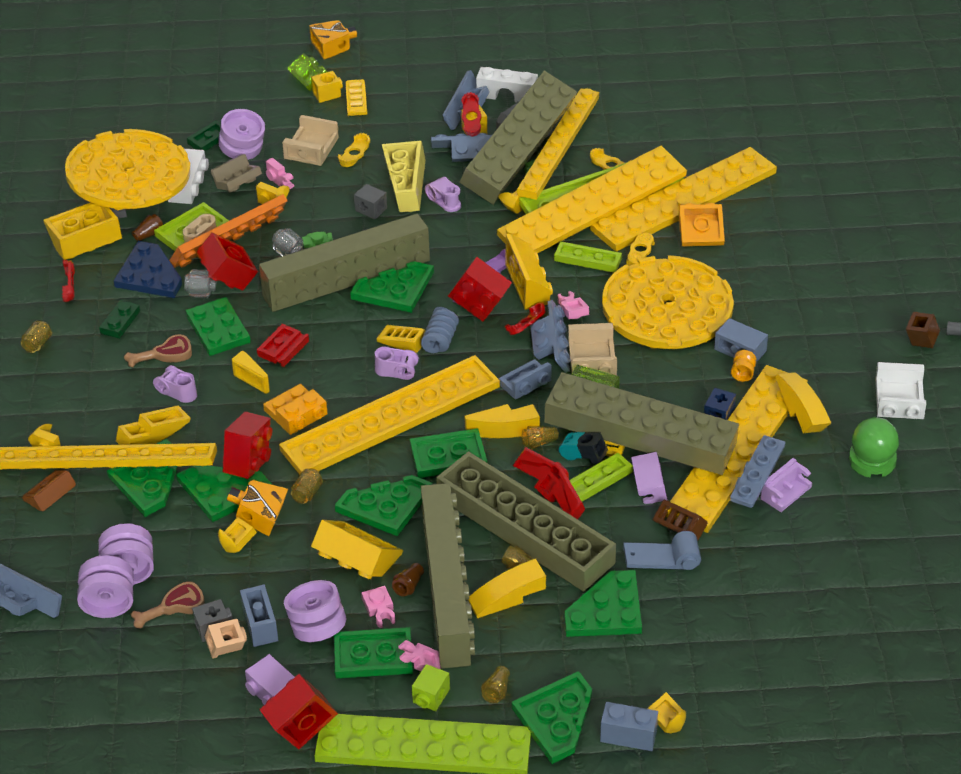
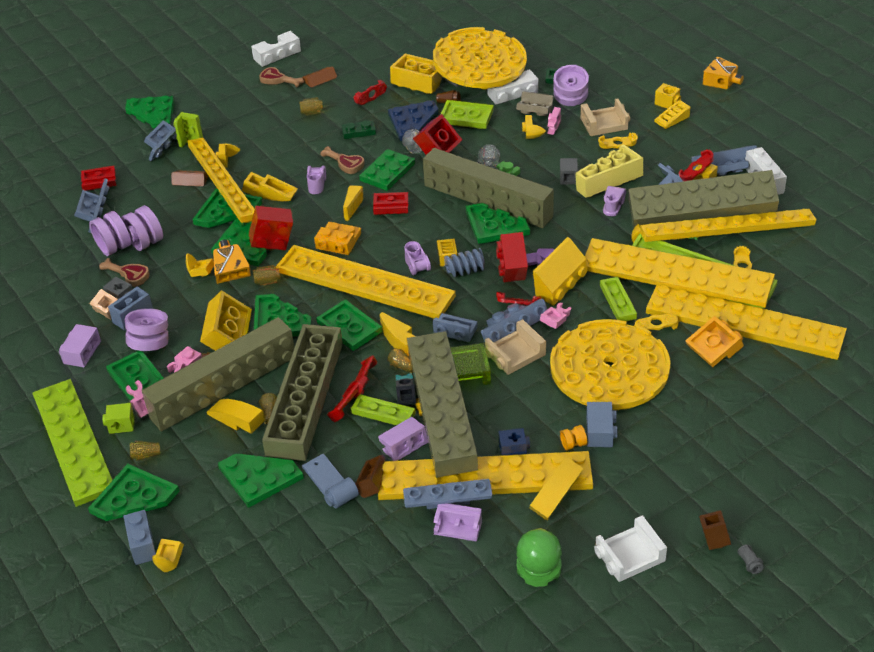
camera: 60 degrees right, 0 degrees up
(199, 226) = (461, 115): tan beam -> none
(232, 229) = (477, 127): orange plate -> none
(298, 711) = (48, 361): red brick -> none
(304, 68) = (678, 79): clear neon green bracket -> none

